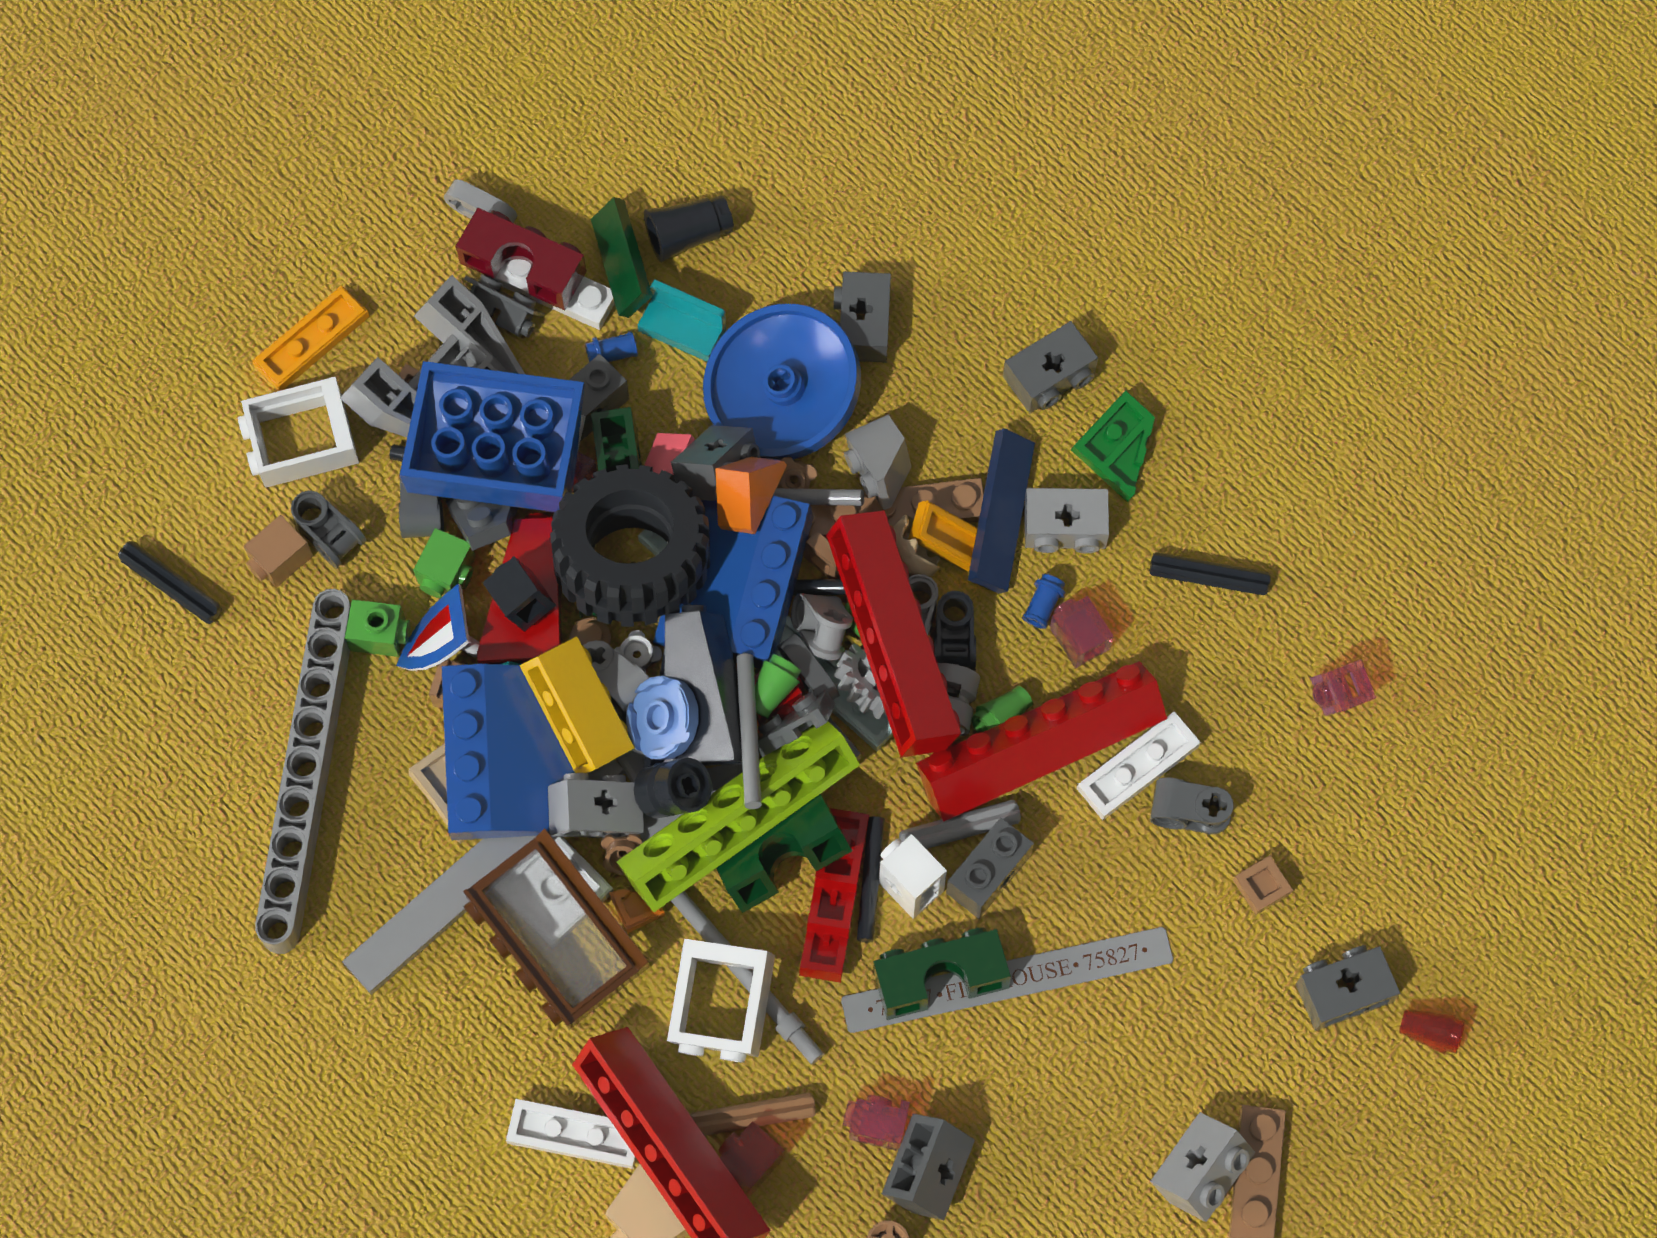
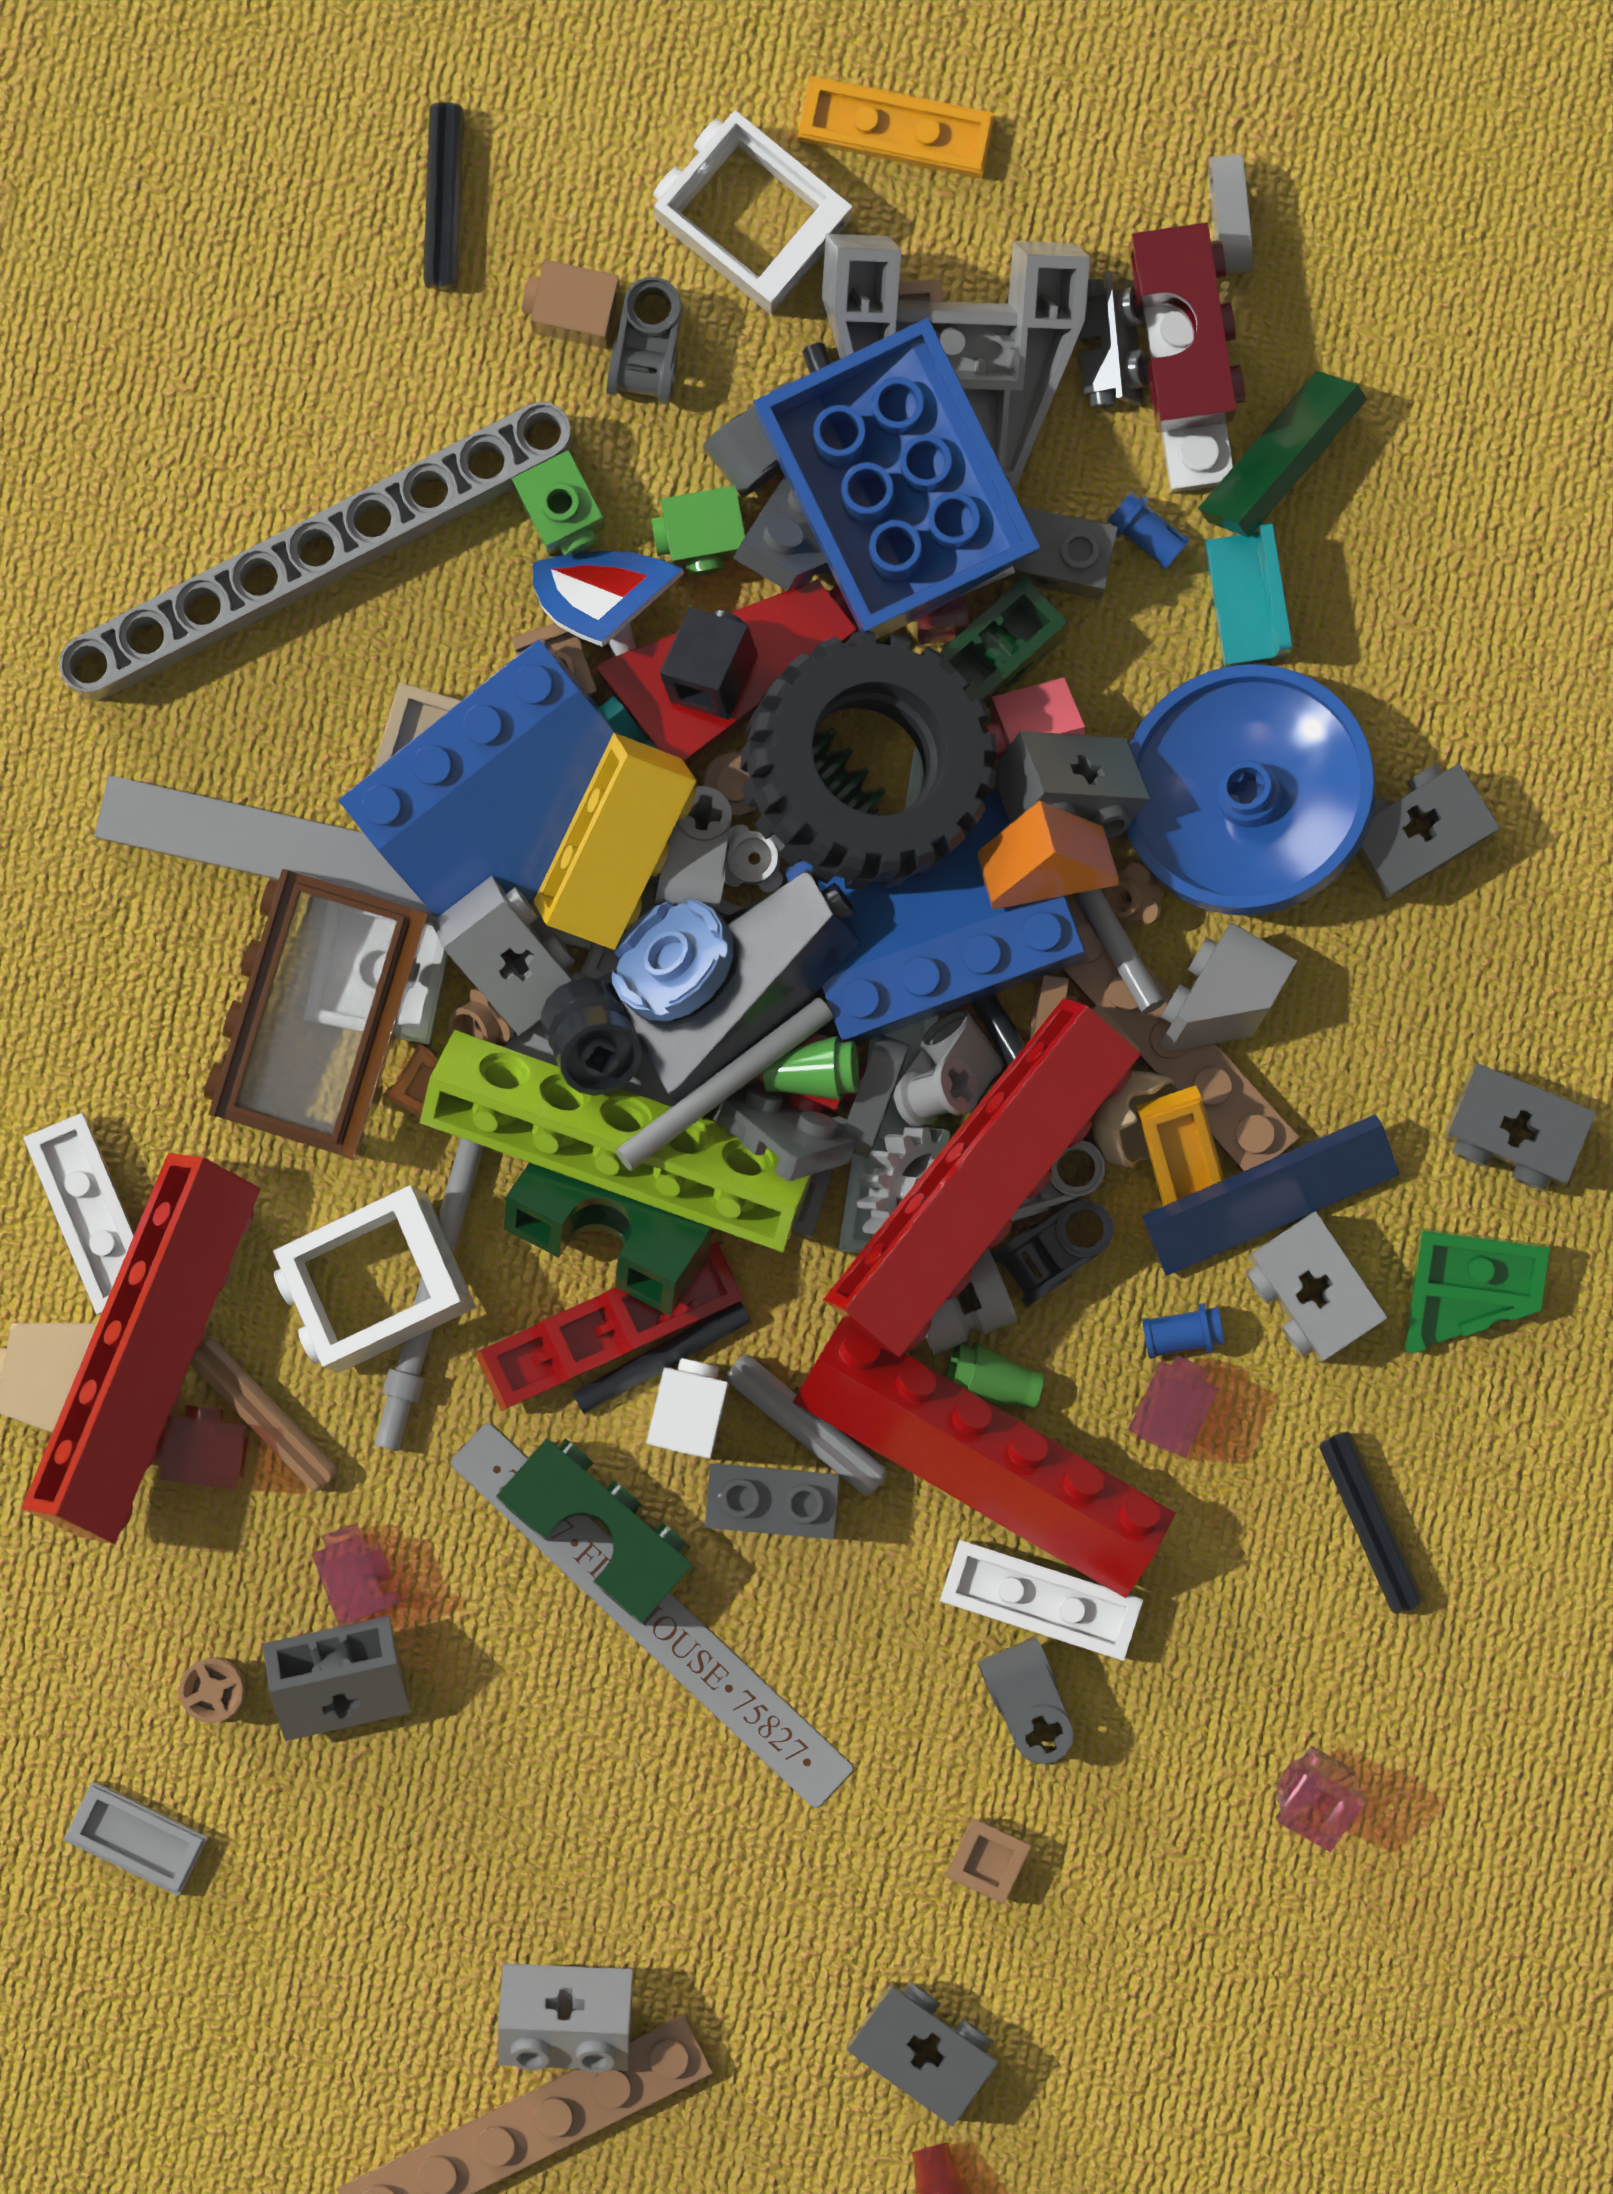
camera: 55 degrees right, 15 degrees up
(687, 225) = (1390, 508): black plant -> none

